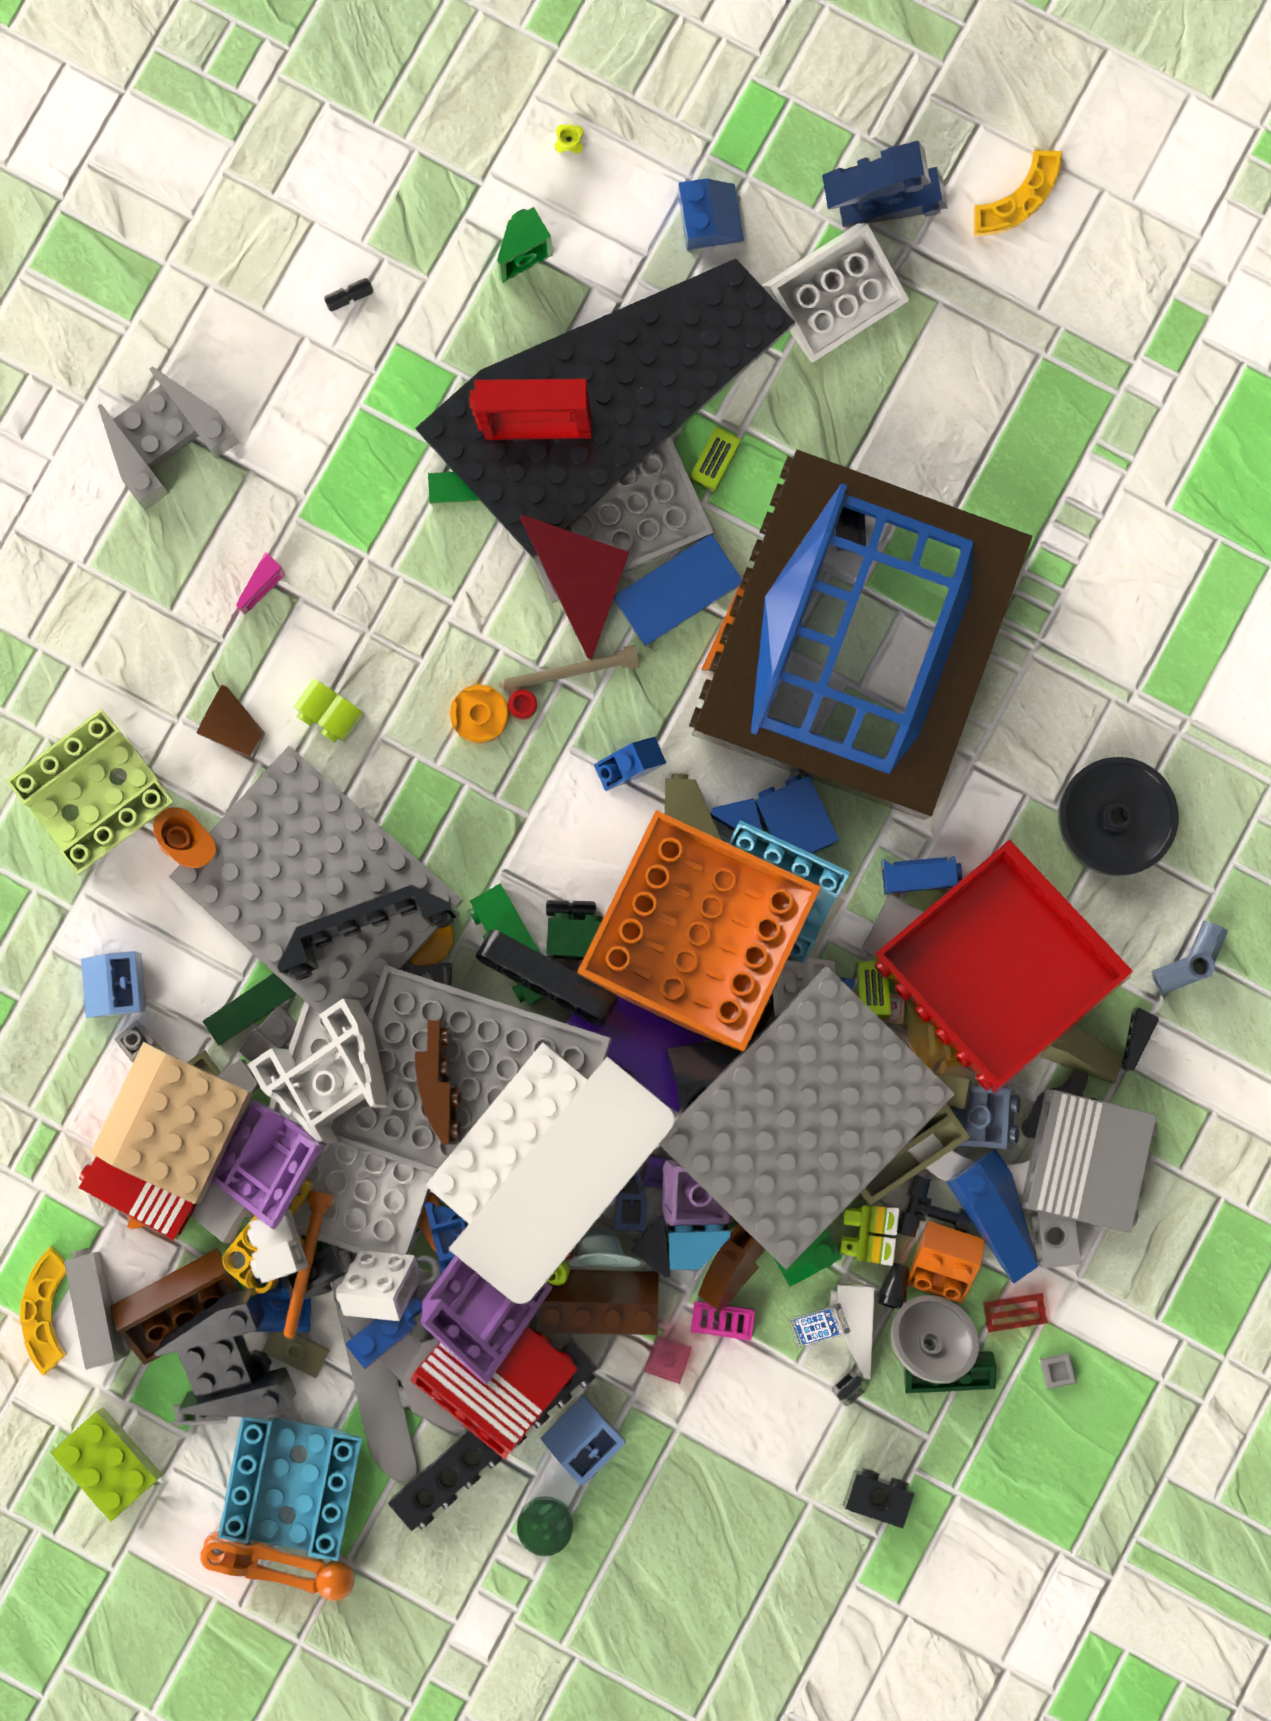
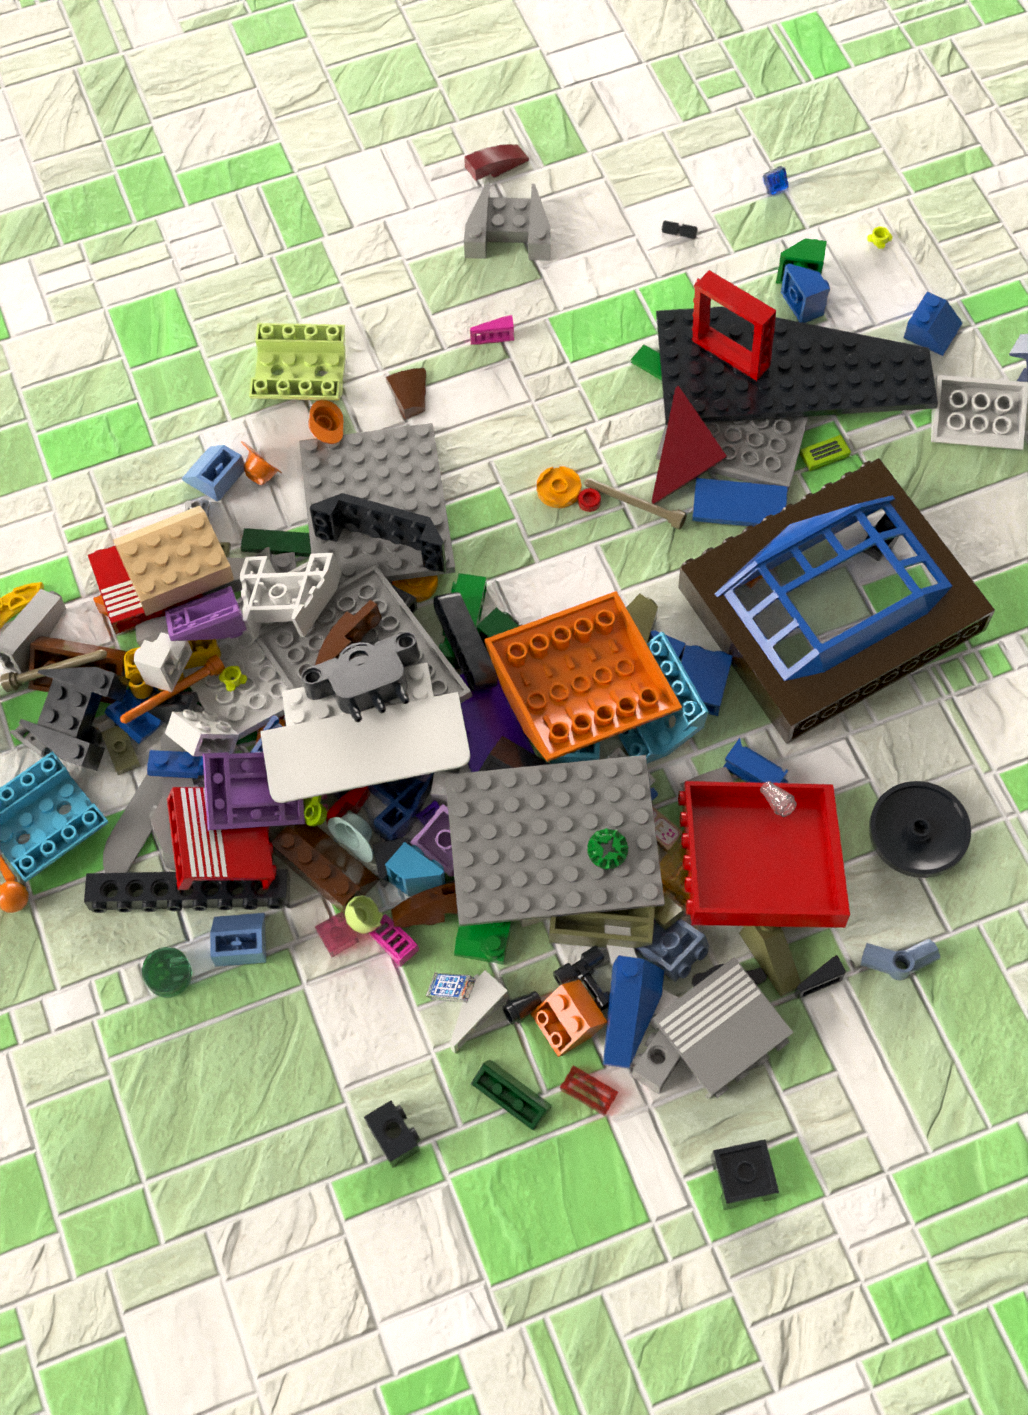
camera: 45 degrees right, 20 degrees down
(75, 361) = (494, 160): none -> dark red slope
(124, 1373) = (11, 681): none -> dark tan piece
(154, 942) = (258, 468): none -> orange piece
(328, 710) = (471, 420): lime brick -> none
(341, 1202) = (229, 673): none -> neon yellow plate
(403, 150) = (775, 180): none -> clear blue tile
(515, 1120) = (364, 679): none -> piece
(552, 281) = (805, 292): none -> blue slope
(630, 763) = (626, 573): blue slope -> none
(681, 1324) = (362, 914): none -> yellowish green hair
(849, 1388) = (435, 1044): black slope -> none
(856, 1081) = (611, 860): none -> green gear
(866, 1246) = (537, 962): lime hips -> none
(873, 989) = (666, 813): lime tile -> none
(941, 1326) = (527, 1051): light grey dish -> none
(977, 902) = (780, 800): none -> clear cone
(1057, 1370) = (585, 1153): light grey tile -> none
(1212, 1278) = (745, 1173): none -> black panel

